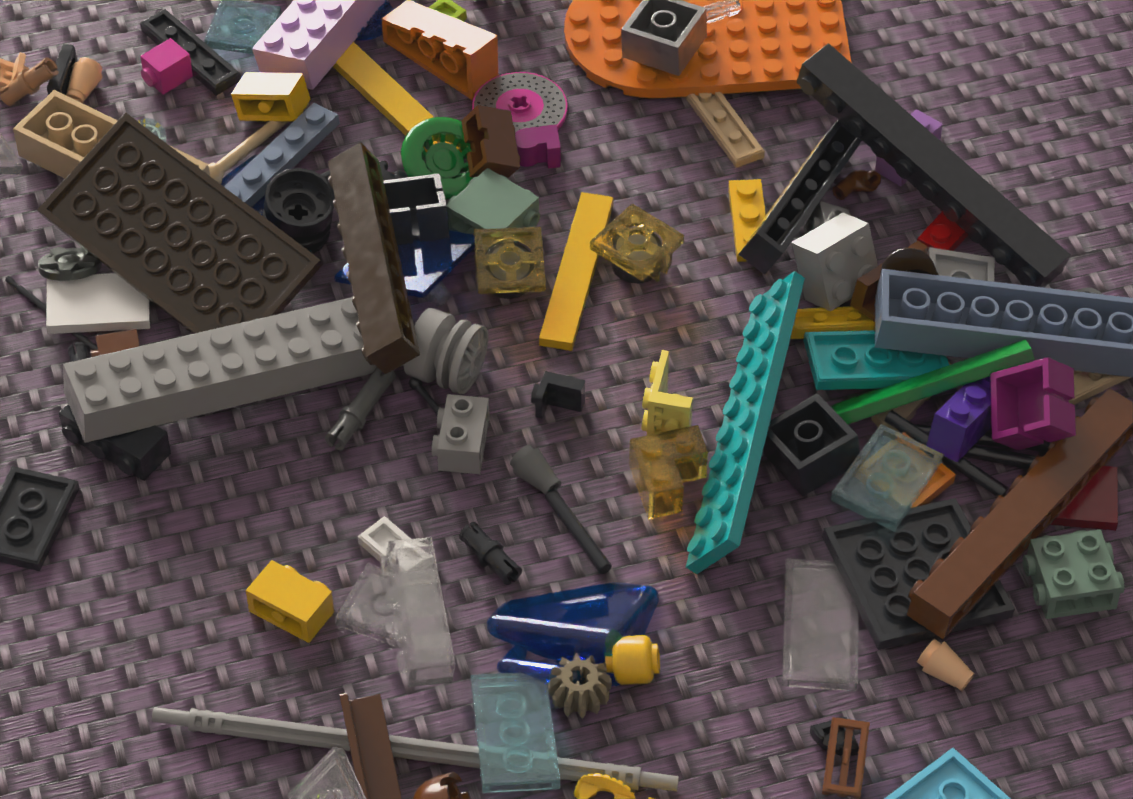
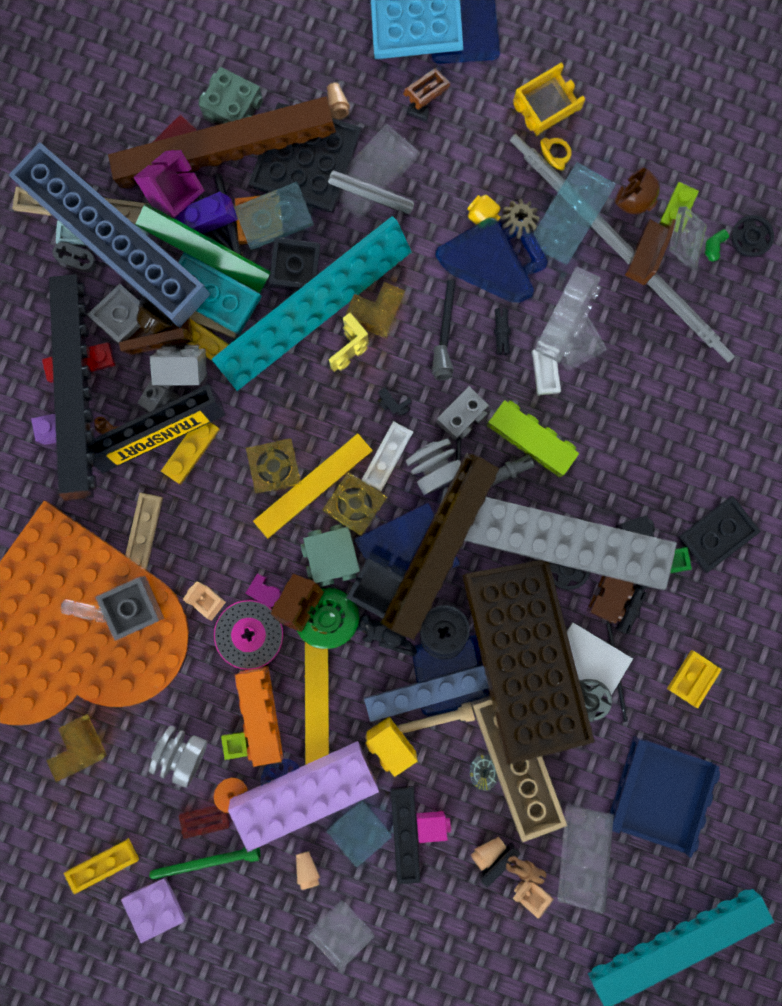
camera: 150 degrees left, 35 degrees up
(61, 459) = (681, 560): none -> green tile
(290, 600) = (623, 373): yellow brick -> none
(351, 461) = (532, 438): none -> lime brick
(516, 347) = (387, 456): none -> white tile
(595, 103) = (204, 600): none -> light nougat bracket
(796, 581) = (370, 192): none -> light grey axle

